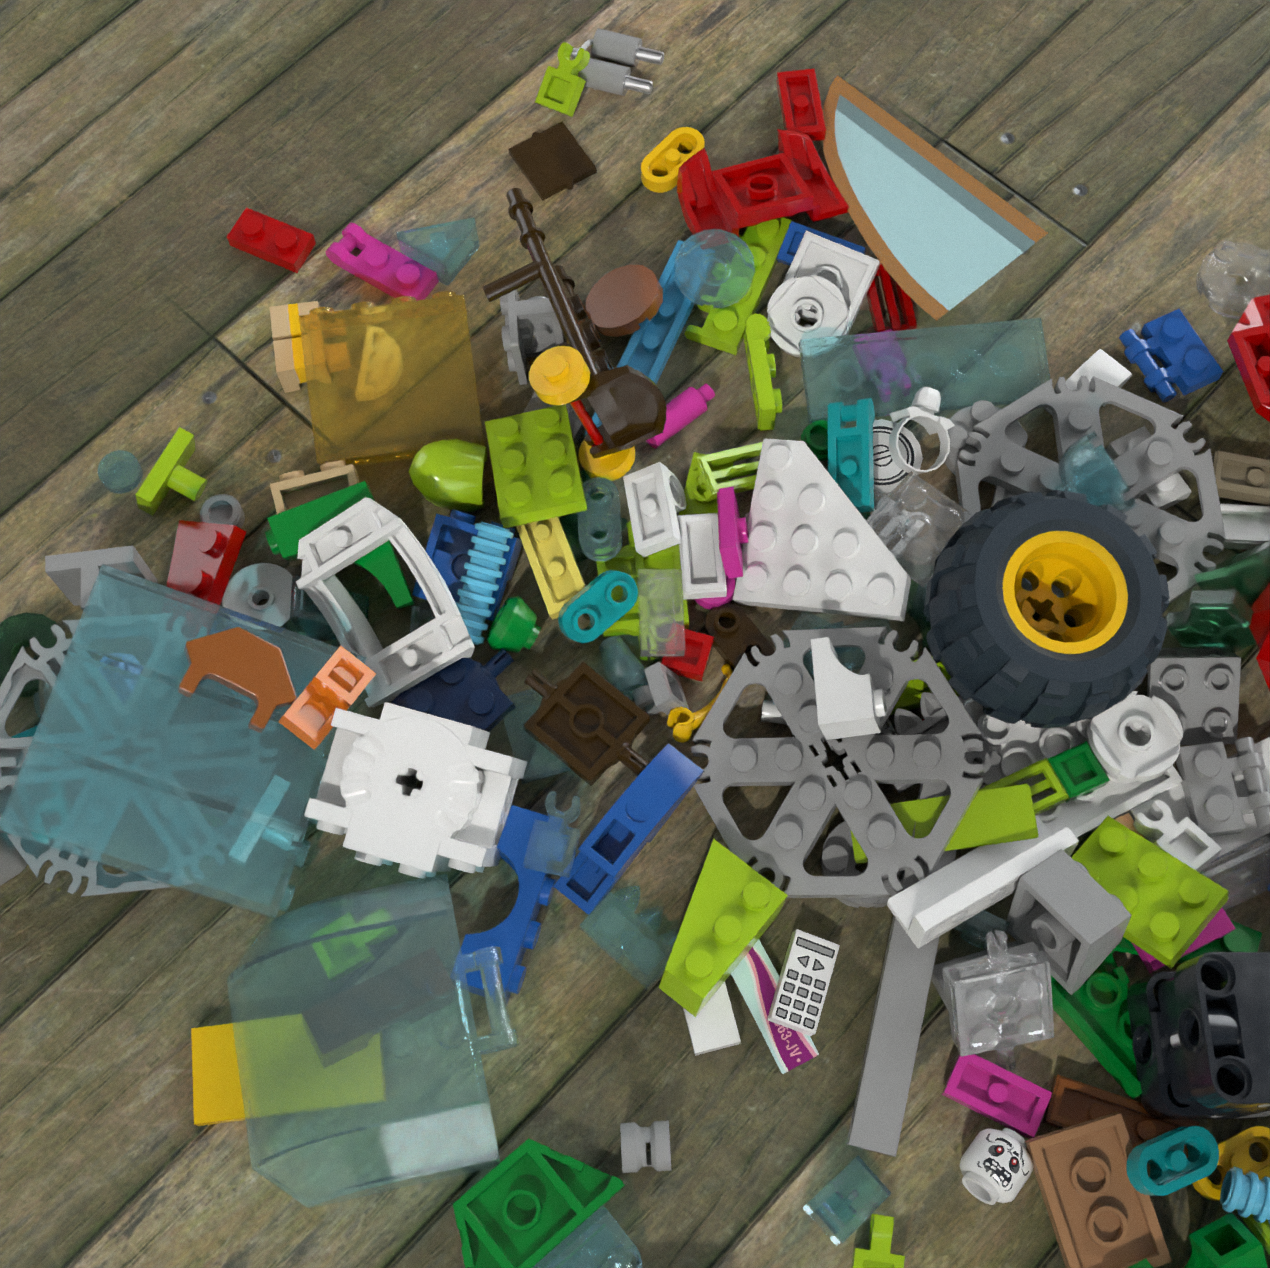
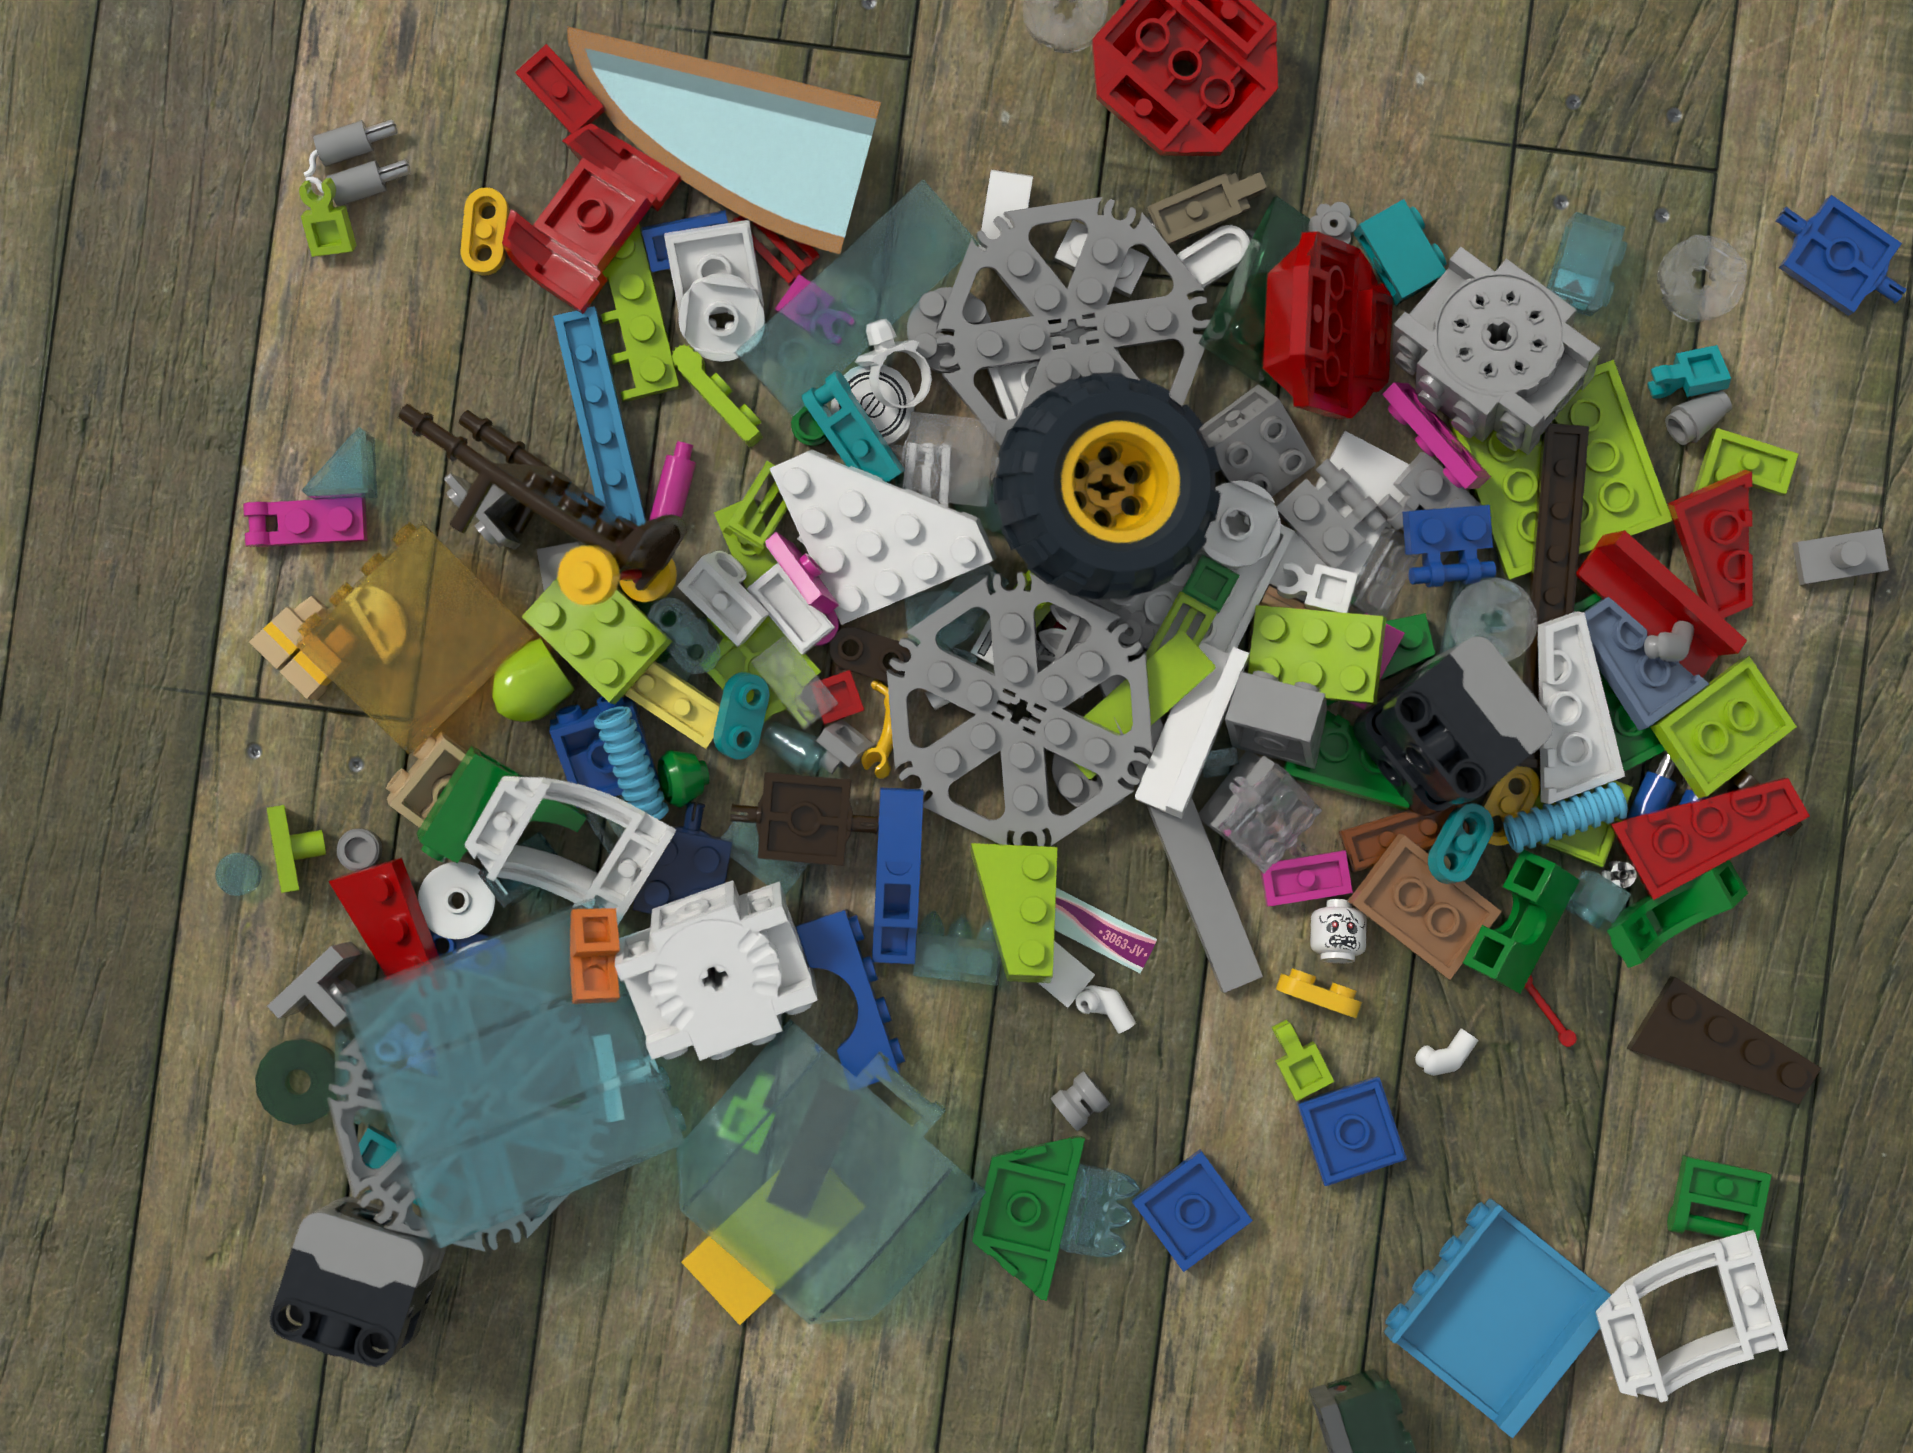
camera: 40 degrees left, 20 degrees up
(243, 665) = (516, 985): dark orange piece -> none
(271, 240) = (184, 566): red plate -> none
(552, 160) = (373, 304): dark brown piece -> none
(553, 842) = (852, 935): clear light blue plate -> none
(624, 300) = (549, 410): dark orange tile -> none
(714, 268) = (609, 328): clear light blue tile -> none
(733, 1075) = (1107, 1002): none -> white arm
(803, 982) = (1111, 897): white tile -> none
(844, 700) = (995, 668): white arch -> none
(847, 1201) = (1249, 1033): clear light blue slope -> none
(952, 1228) = (1302, 986): none -> yellow plate
(1093, 473) = (1070, 324): clear light blue cylinder -> none
(1179, 351) = (1060, 121): blue plate -> none
(1209, 618) = (1235, 385): clear green tile -> none

